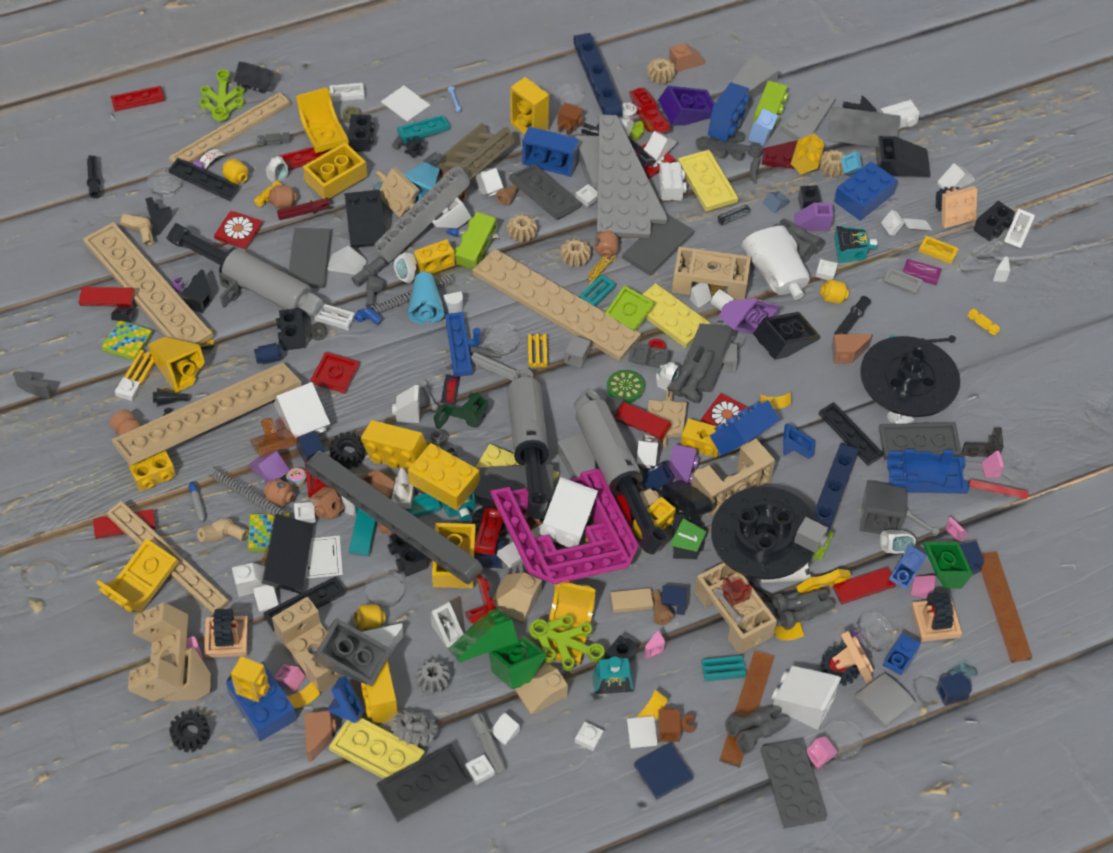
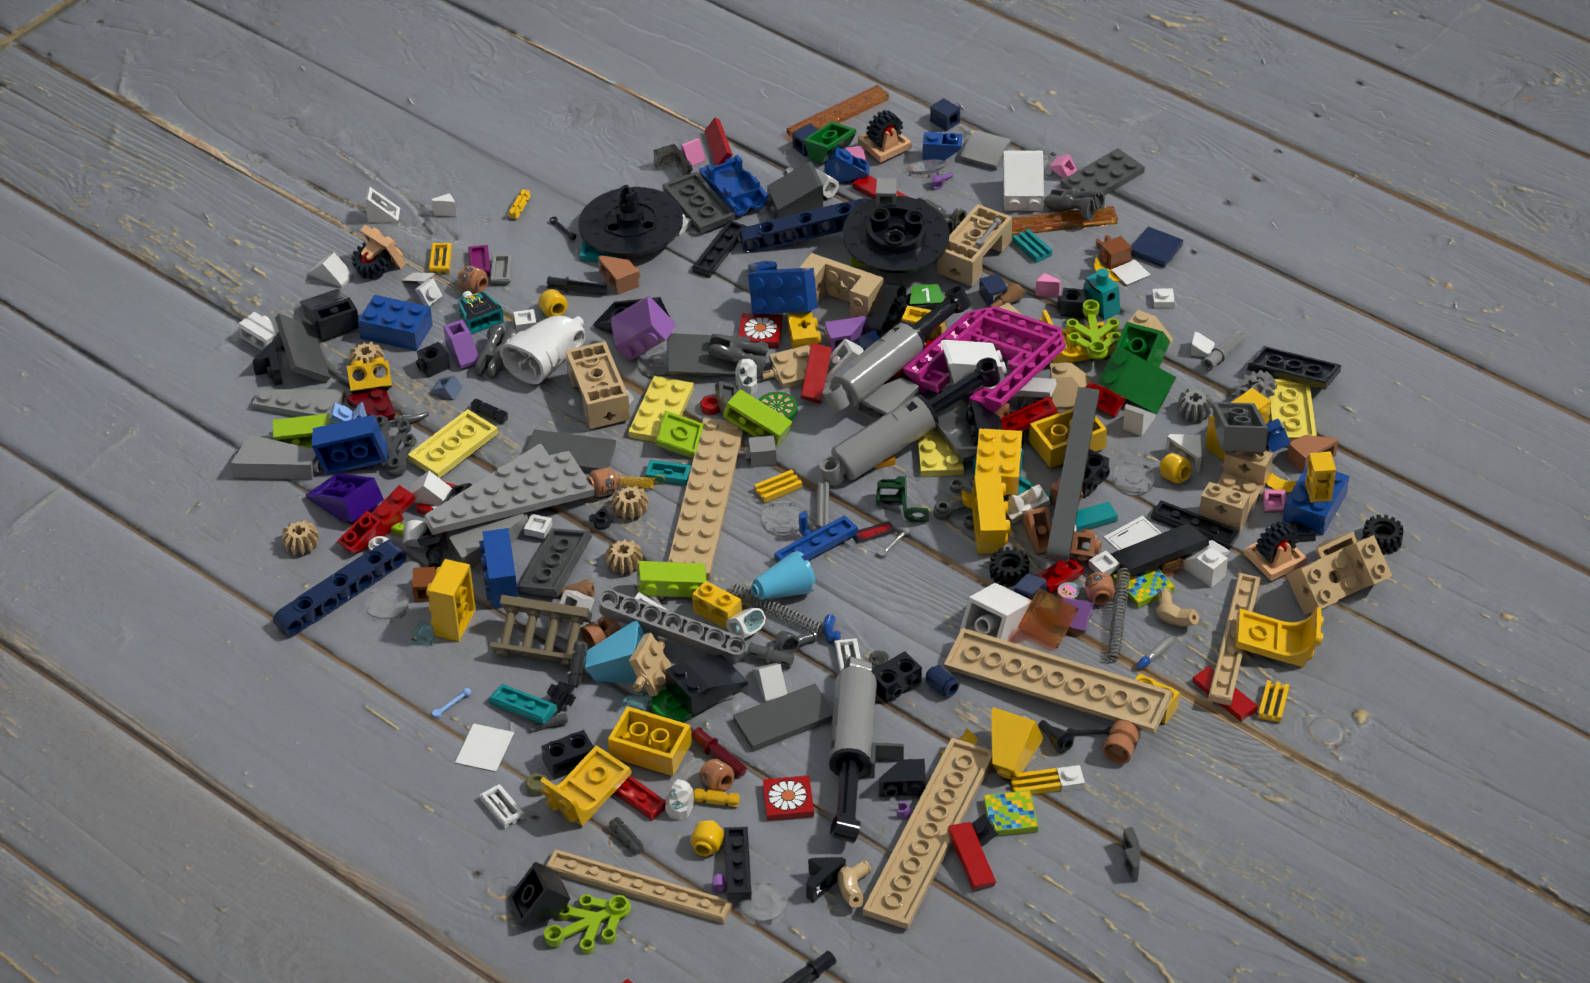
camera: 115 degrees left, 10 degrees down
(83, 541) = (1276, 688): none -> yellow tile
(209, 156) = (695, 878): white sticker -> none
(335, 372) = (920, 624): red tile -> none
(407, 406) = (927, 536): white slope -> none
(453, 302) = (763, 562): white brick -> none
(480, 769) = (1251, 344): white plate -> none
(572, 232) = (601, 519): none -> black plate
(609, 357) = (756, 417): none -> lime brick
(614, 404) = (809, 406): dark grey slope -> none
(671, 181) = (473, 466): white brick -> none
(685, 57) = (265, 526): nougat slope -> none
(720, 299) = (625, 371): white brick -> none
(736, 591) = (974, 227): clear red panel -> none
(777, 402) = (715, 303): yellow sticker -> none
(847, 661) = (972, 170): plate -> none
(851, 163) = (372, 330): medium azure plate -> none
(892, 252) = (472, 279): none -> nougat head
(955, 529) = (780, 157): bright pink slope -> none
(965, 668) = (923, 116): clear light blue tile -> none
(994, 221) = (387, 224): black brick -> none

